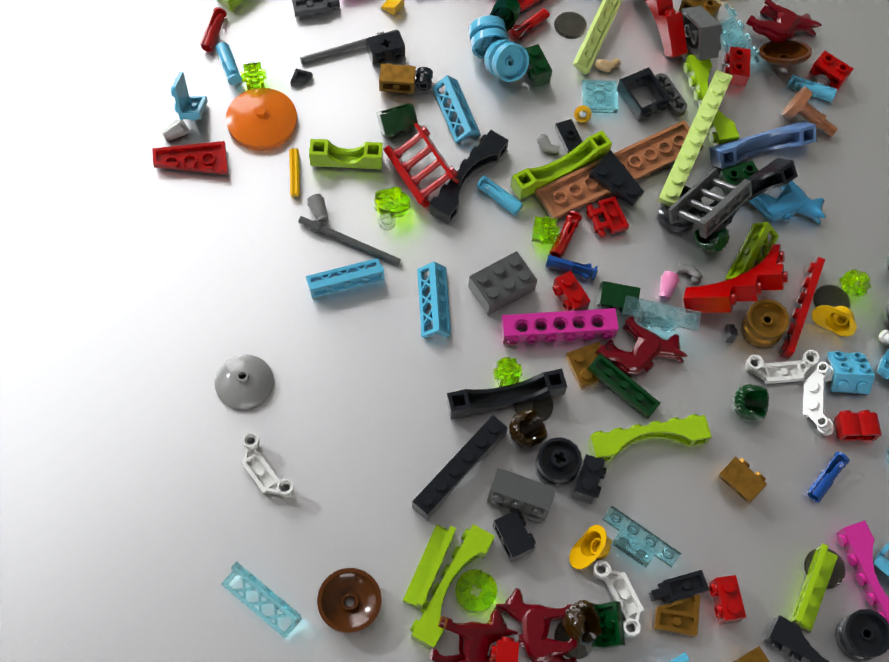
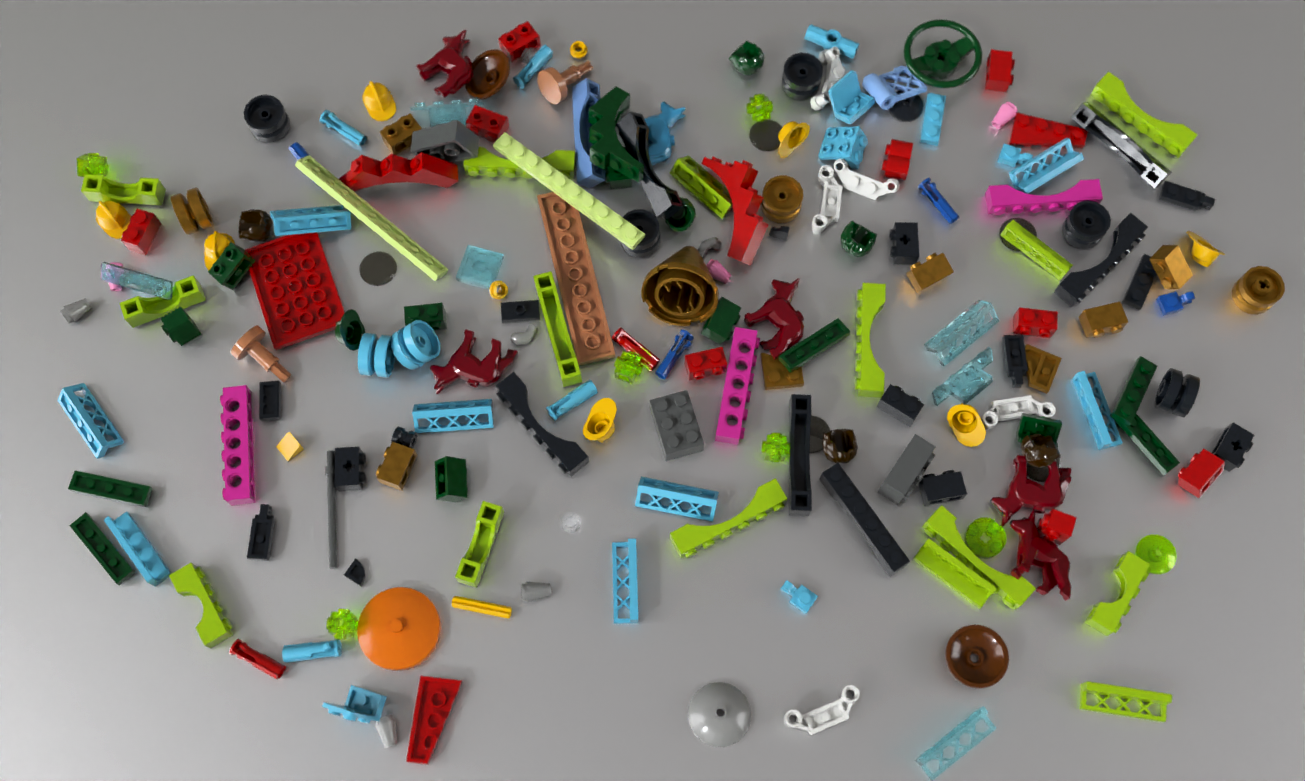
camera: 70 degrees left, 5 degrees up
(317, 226) = (557, 597): dark grey bar -> none
(370, 429) = (801, 597): none -> medium azure plate
(385, 201) = (546, 502): clear neon green plate -> none
(404, 168) = (513, 487): red fence -> none
(453, 374) = (693, 537): none -> lime arch
(484, 220) = (600, 421): none -> yellow piece
(502, 111) = (469, 368): none -> dark red animal
(528, 25) = (366, 309): red piece -> none
(560, 451) = (879, 427): black wheel -> none
(607, 66) = (445, 247): tan arm -> none
(612, 214) = (626, 298): red plate -> none
(616, 179) = (589, 281): black wing -> none
(636, 80) = (488, 210): black window -> none
(637, 249) = (681, 289): none -> pearl gold cone
(660, 314) = (752, 286): clear light blue bracket -> none
(680, 102) = (493, 194): dark grey beam -> none
(694, 522) = (961, 327): none -> clear light blue fence
(717, 214) = (673, 198): dark grey fence -> none
(761, 152) = (602, 134): none -> dark green arch
(766, 451) = (905, 243): none -> black brick
(800, 313) = (769, 159): red plate -> none
(846, 119) = (578, 45): none -> yellow plate

